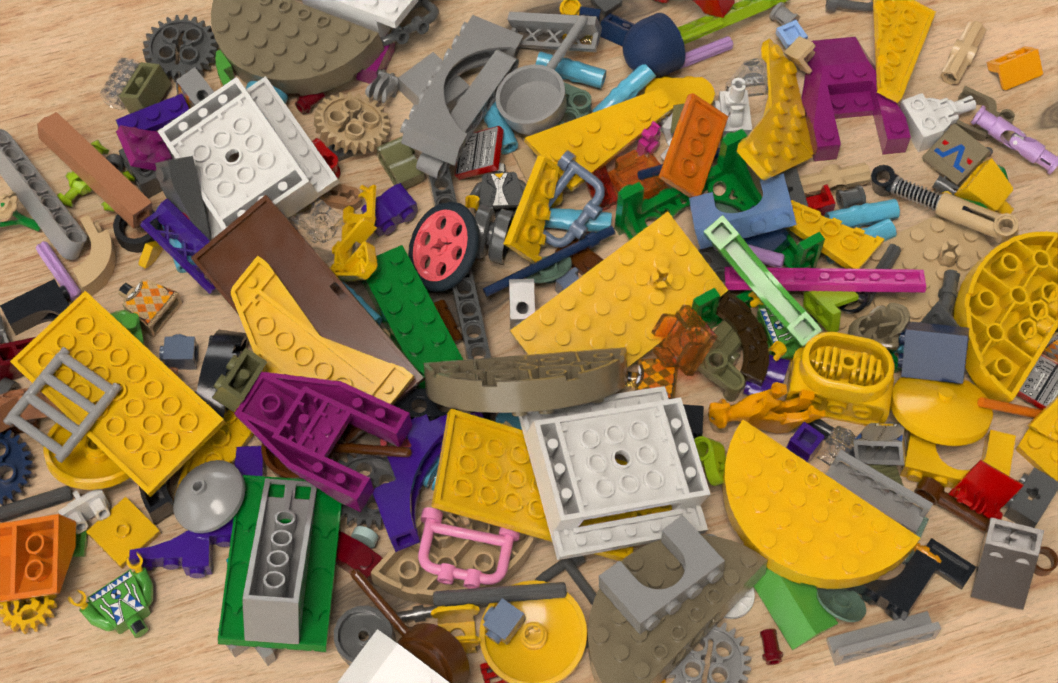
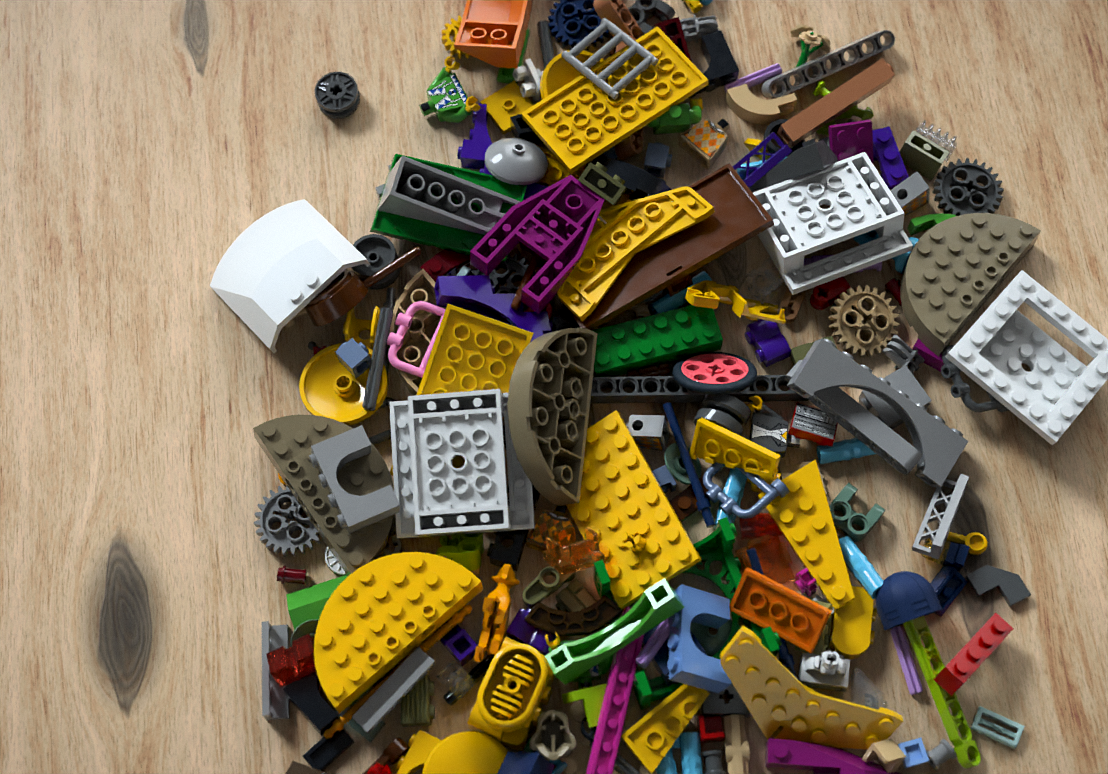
camera: 105 degrees right, 5 degrees up
(535, 94) = (861, 475): light grey piece -> none
(576, 70) = (900, 528): medium azure axle -> none
(873, 605) = (294, 662): none -> clear red brick
(881, 444) = (444, 713): light grey torso -> none

